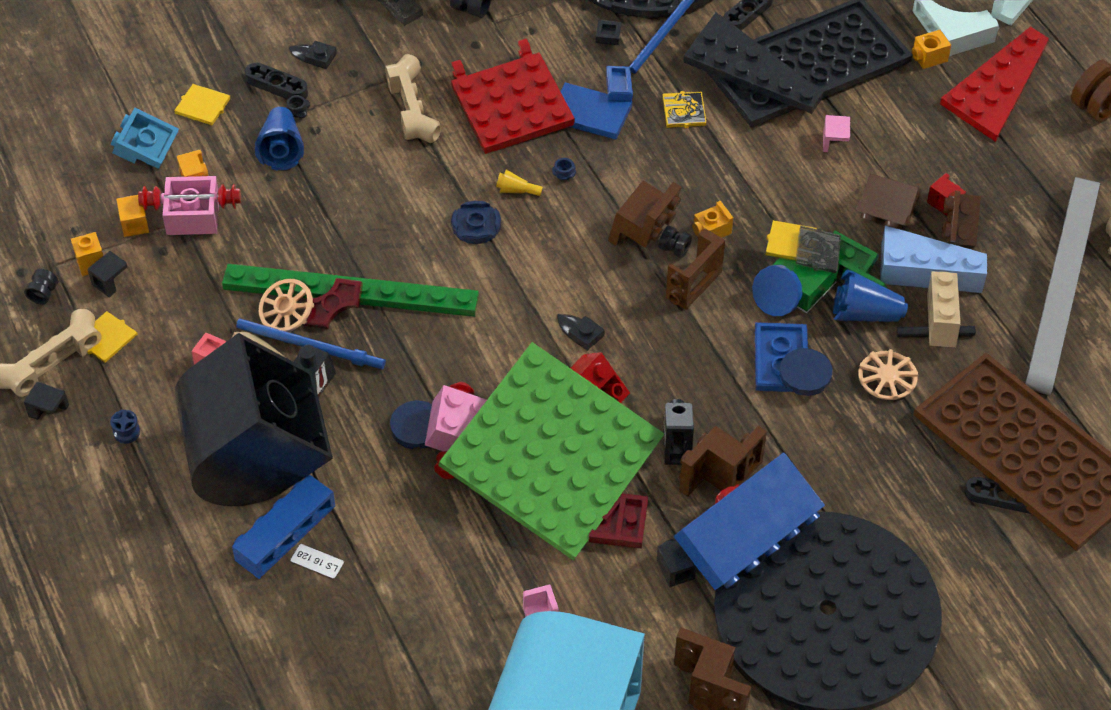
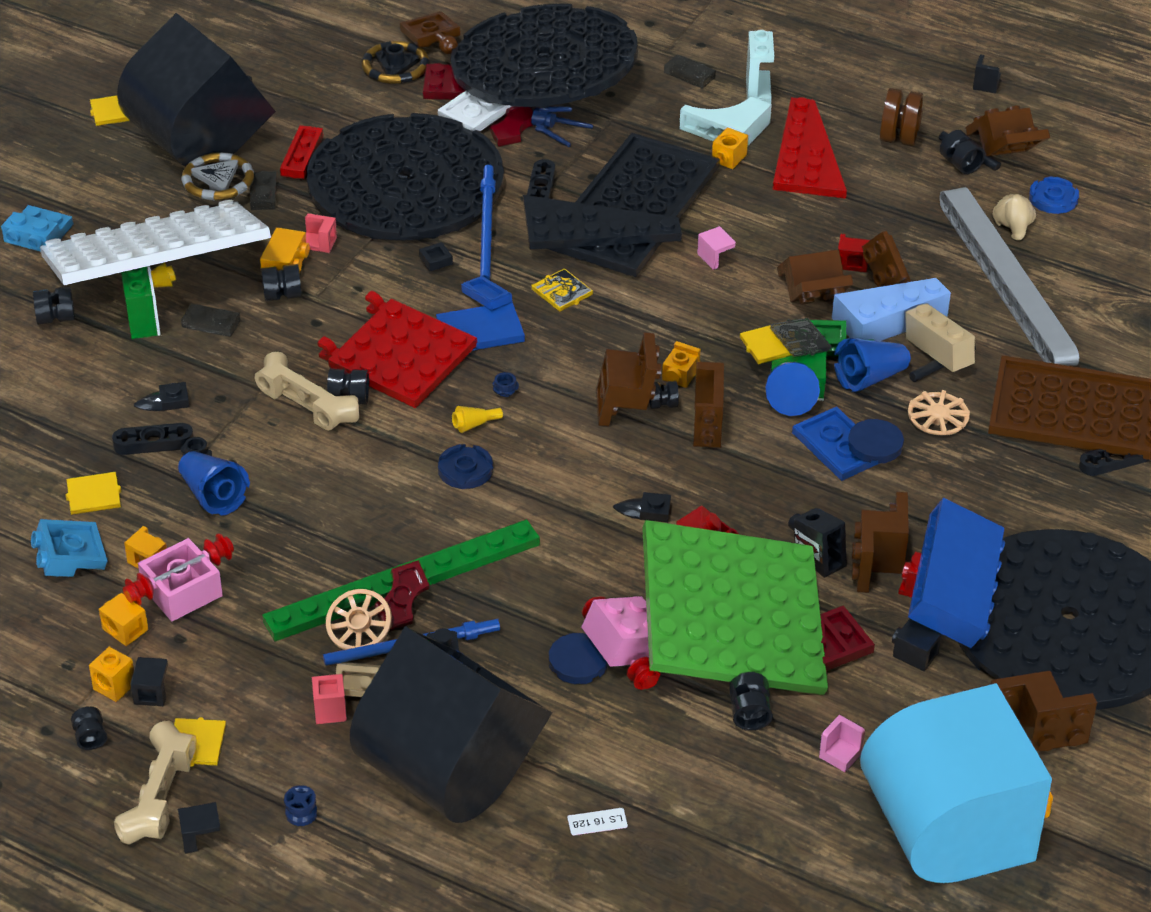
camera: 35 degrees left, 10 degrees down
(283, 526) = (543, 806): blue brick -> none
(443, 109) = (346, 384): none -> black wheel
(502, 534) = (750, 701): none -> black wheel

